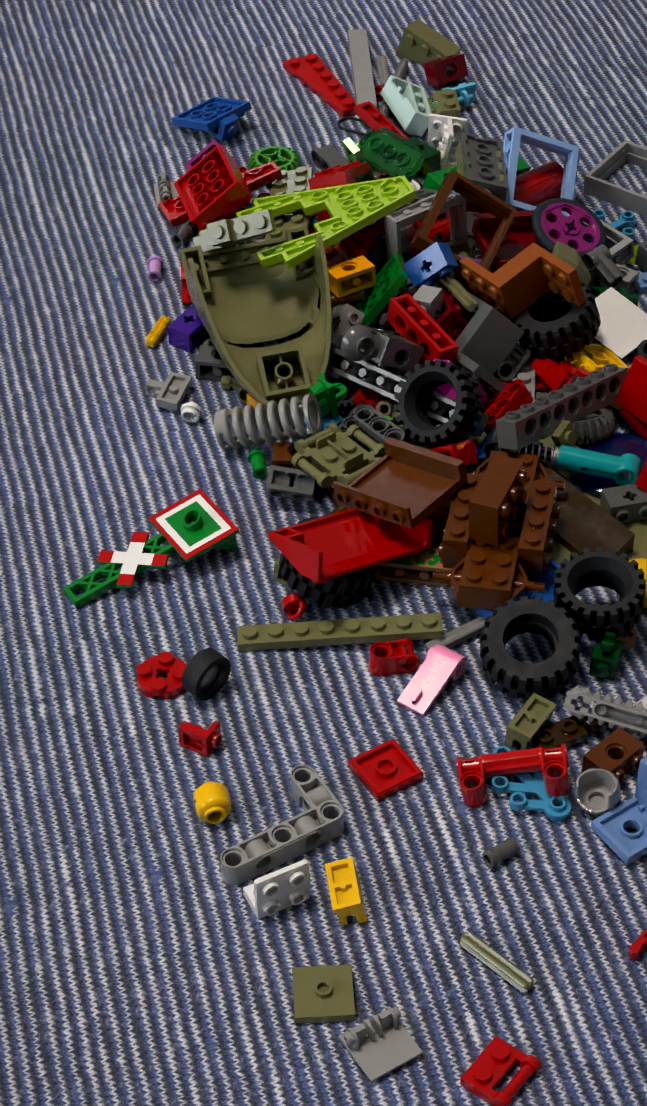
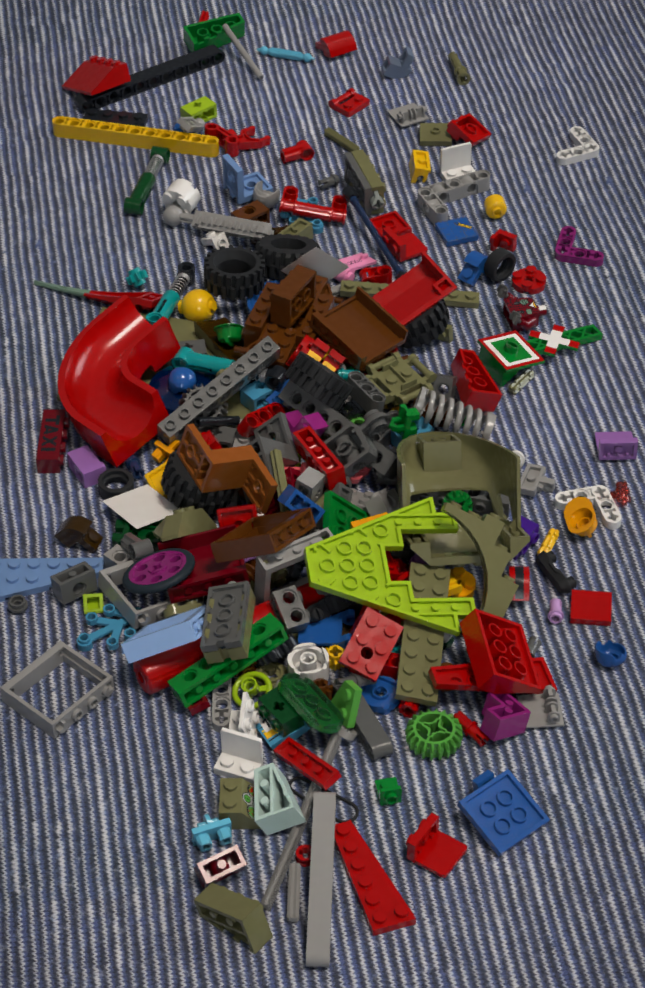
camera: 175 degrees left, 0 degrees up
(45, 975) = (585, 148): none -> white beam
(67, 431) = (616, 445): none -> medium lavender bracket
(70, 381) = (621, 493): none -> clear red plant
(94, 733) = (570, 254): none -> magenta beam
(103, 230) = (610, 654): none -> blue hair
(117, 277) = (591, 607): none -> red tile
(118, 341) = (580, 517): none -> light orange piece
(135, 375) = (594, 494): none -> white beam
(153, 297) = (556, 577): none -> black piece
(176, 604) = (520, 312): none -> dark red torso
(239, 678) = (473, 267): none -> blue brick
(242, 482) = (474, 382): none -> red wedge
(260, 340) = (459, 496): none -> green gear
(261, 984) = (468, 129): none -> red plate
(272, 98) = (434, 848): none -> red bracket
(272, 763) = (456, 231): none -> blue tile
(312, 131) = (388, 791): none -> green bracket
(360, 719) = (403, 246): none -> red bracket
(437, 824) = (365, 180): none -> piece
(452, 776) = (351, 196): none -> dark blue hose
(471, 447) = (304, 346): none -> red plate
(476, 598) = (319, 261): none -> white sticker
(566, 919) = (301, 150): none -> red piece
(579, 510) = (229, 333): none -> green piece
(620, 442) = (181, 379): none -> blue hair

